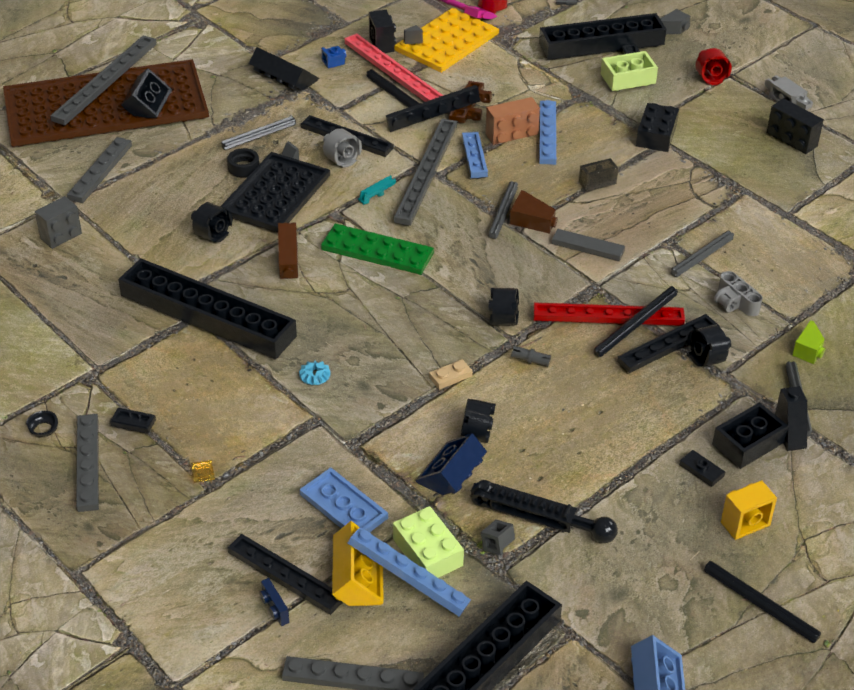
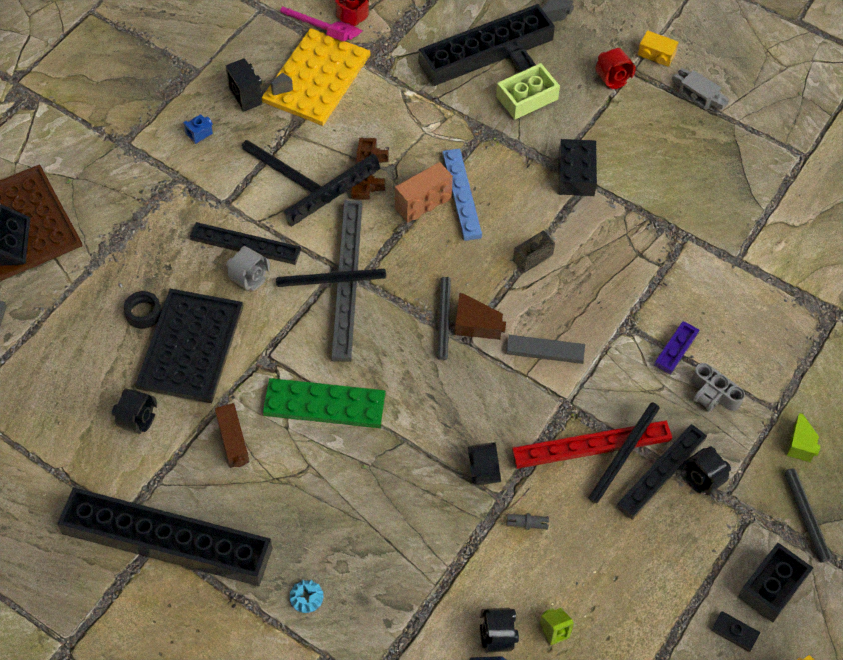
camera: 15 degrees left, 15 degrees up
(258, 133) = (145, 260): axle -> none
(282, 70) = (146, 160): black slope -> none
(291, 151) = (191, 284): dark grey slope -> none
(376, 189) = (300, 319): teal piece -> none
(392, 68) = (273, 136): coral plate -> none
(419, 164) = (331, 277): none -> black axle
(450, 374) = (450, 564): tan plate -> none
(474, 155) = (393, 245): medium blue plate -> none
(532, 430) = (556, 625): none -> lime slope
(702, 253) = (665, 336): dark grey axle -> none
(710, 261) = (676, 347): none -> dark purple plate
(758, 61) = (658, 48): none -> yellow brick
(793, 411) = (814, 548): black slope -> none
(794, 126) = (720, 140): black brick -> none

